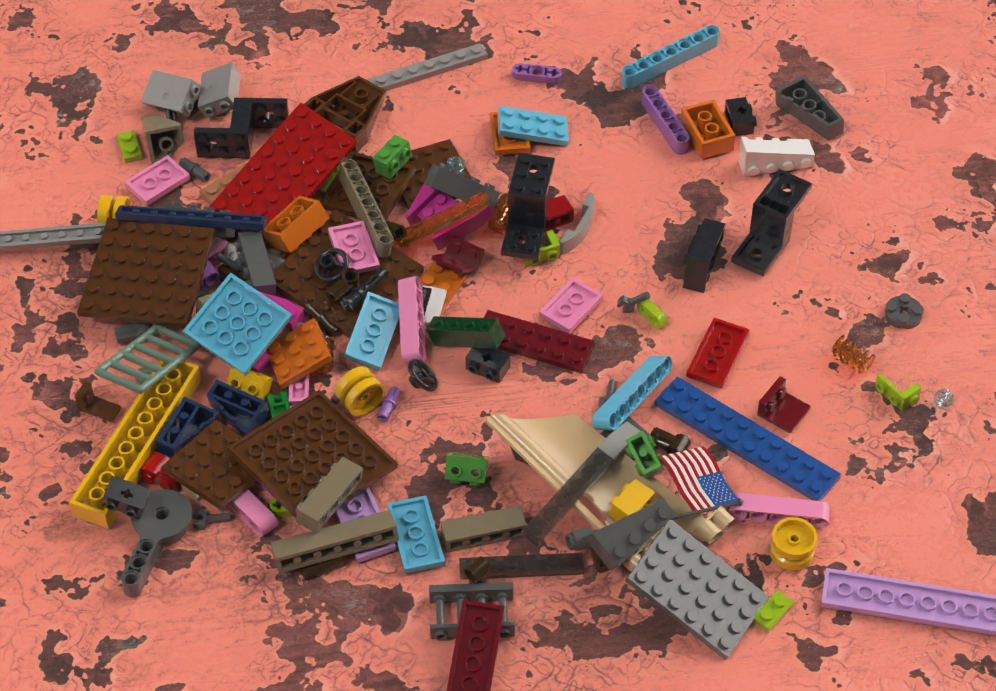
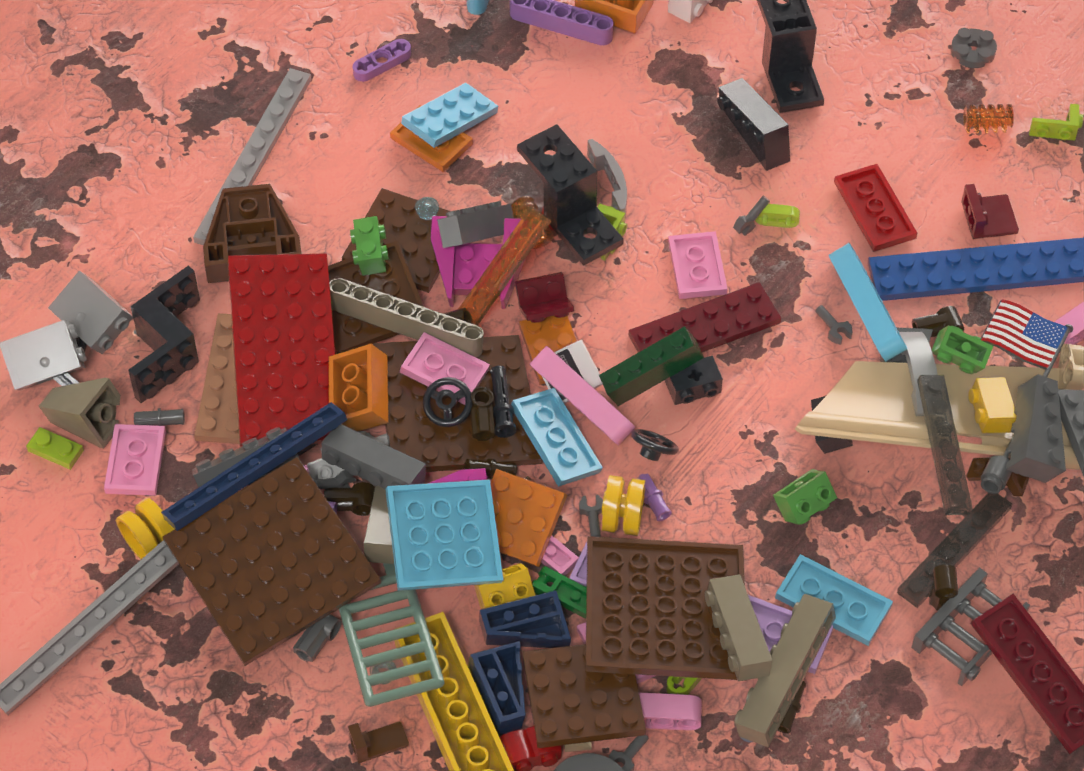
camera: 45 degrees left, 5 degrees up
(483, 528) = (886, 541): dark tan brick -> none

